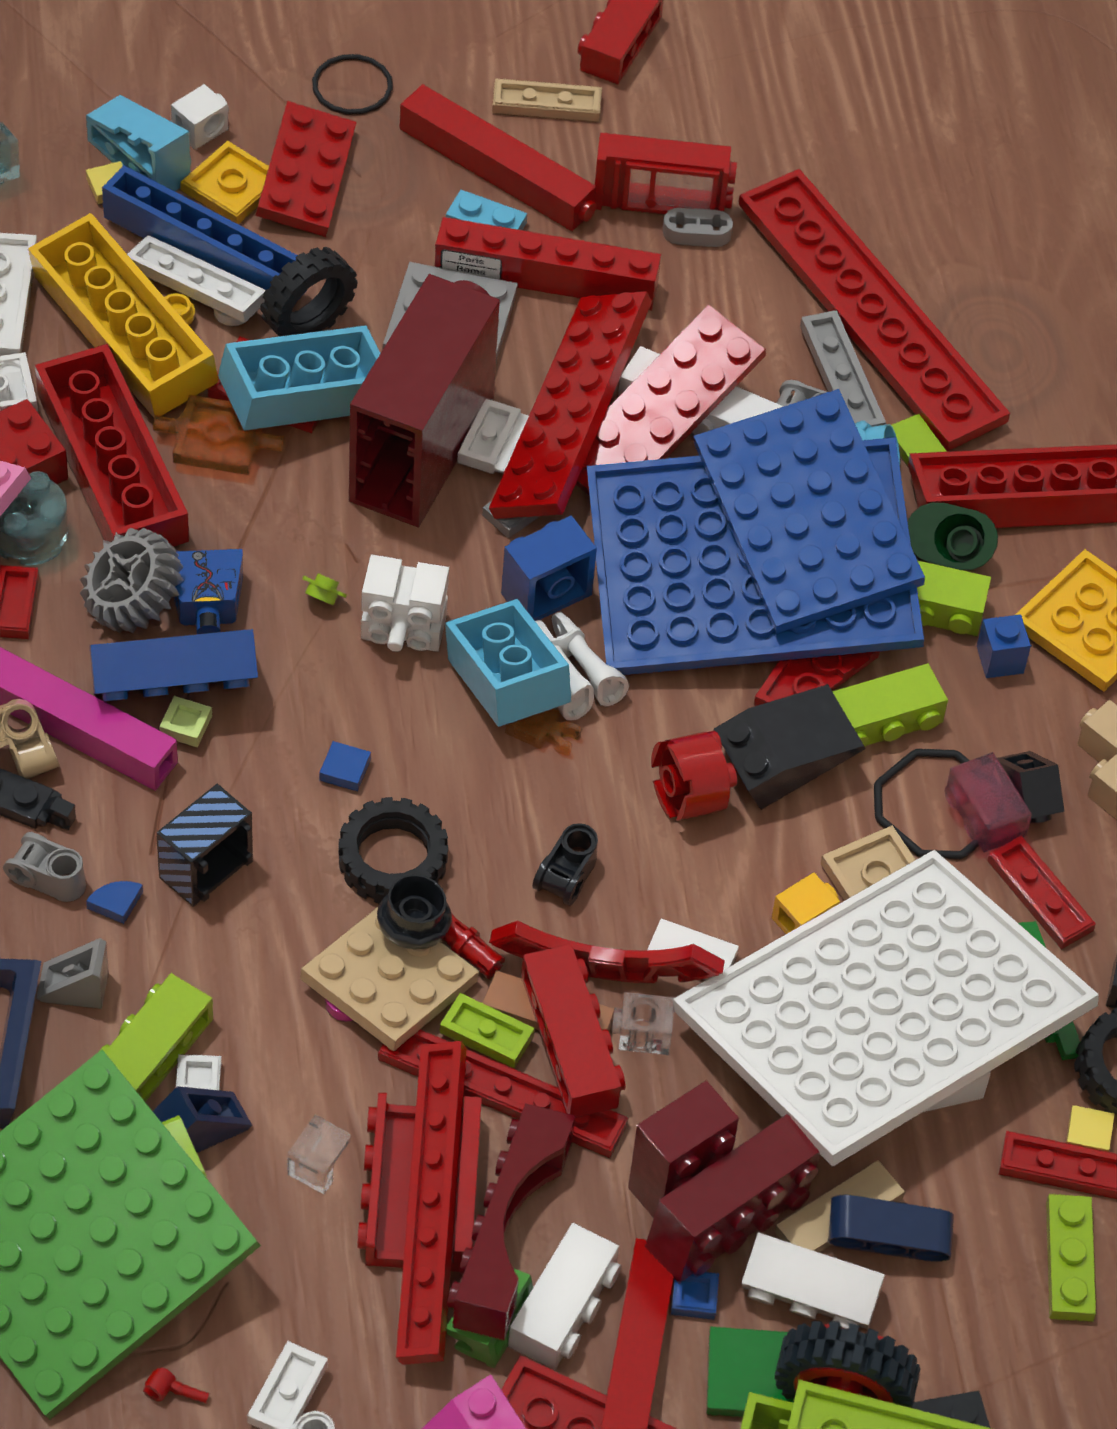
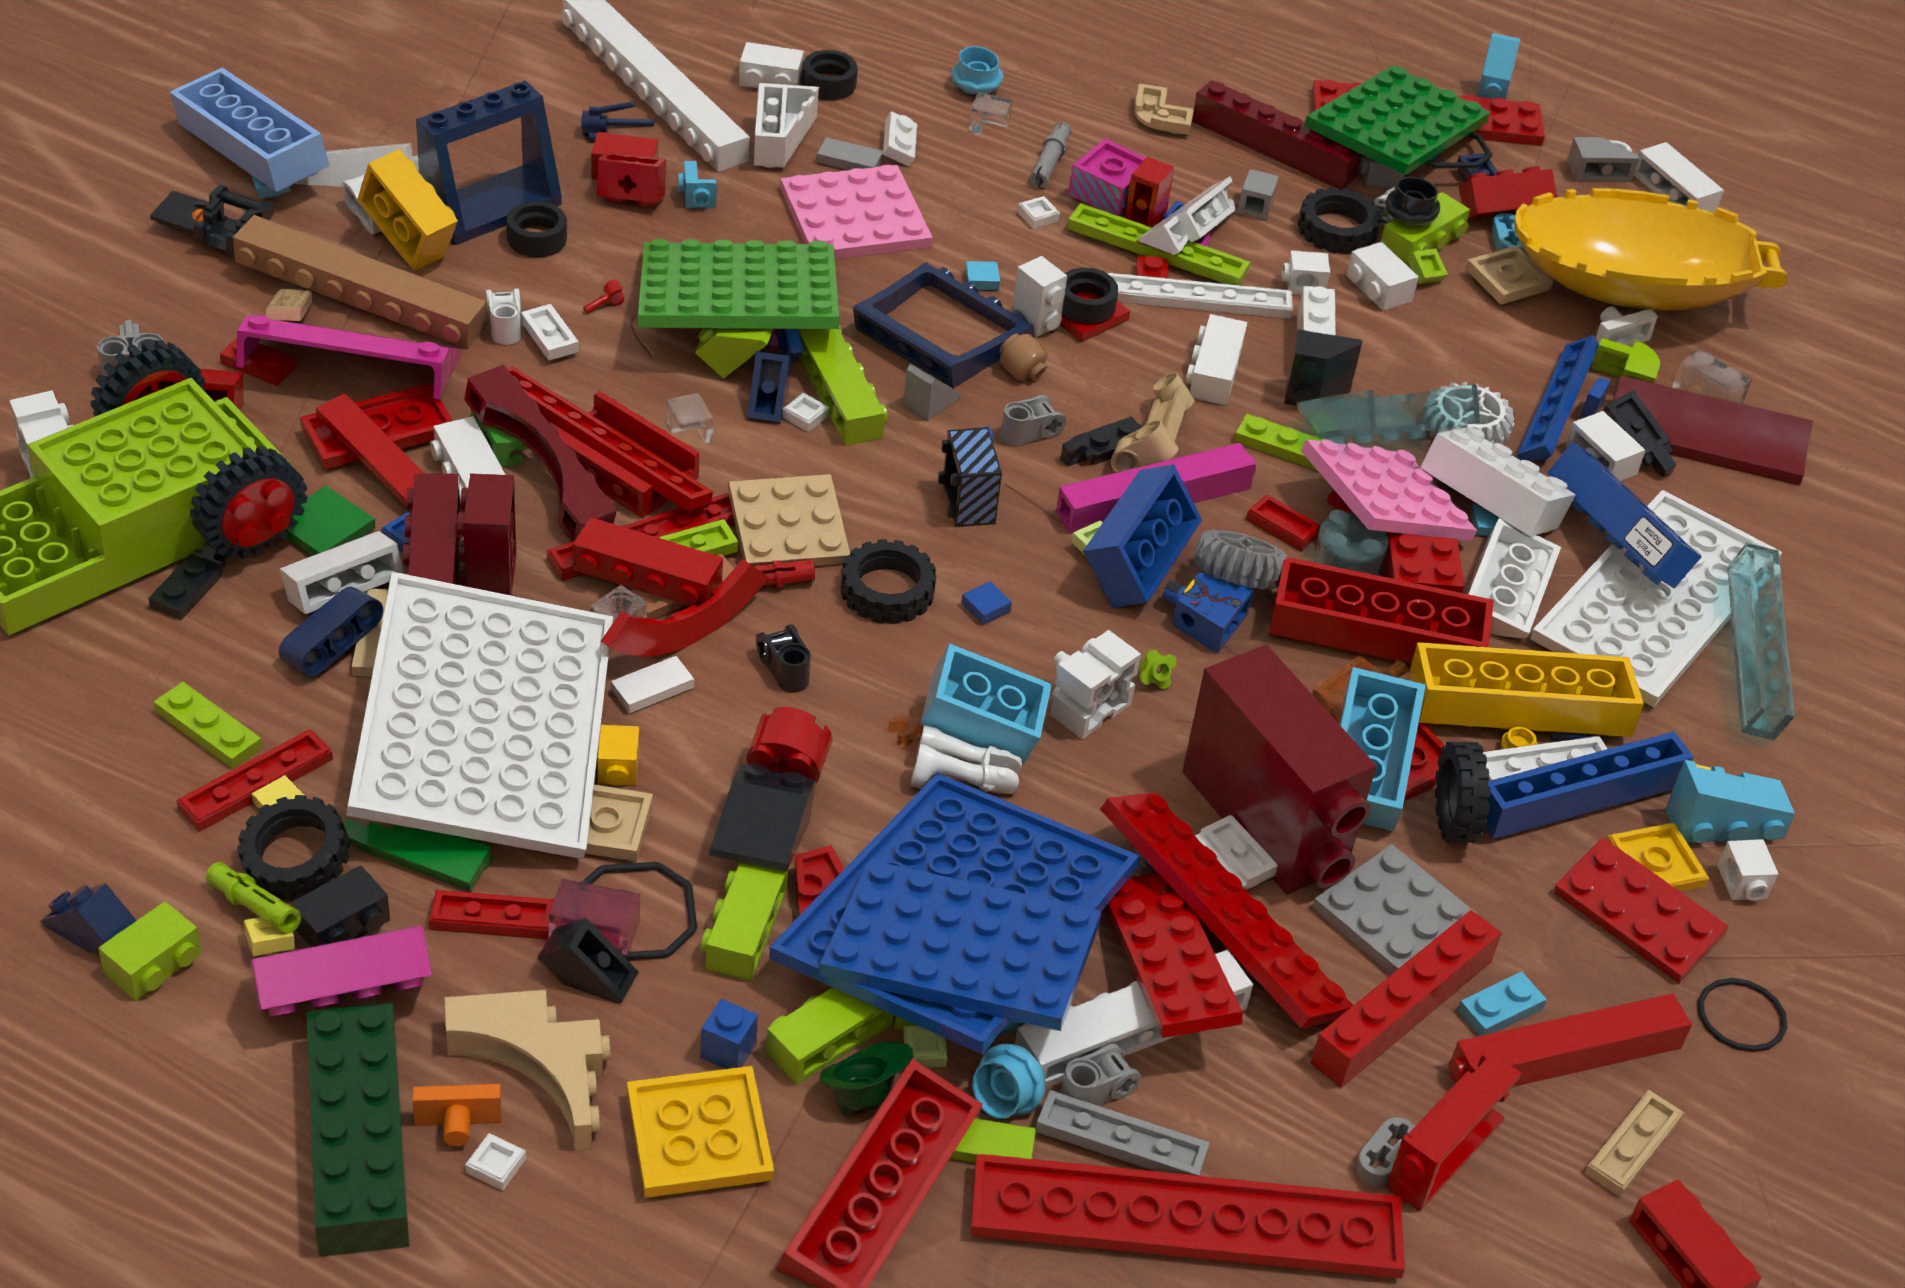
camera: 125 degrees right, 10 degrees down
(414, 912) = (812, 530): black piece -> none
(549, 568) = (1059, 775): blue brick -> none

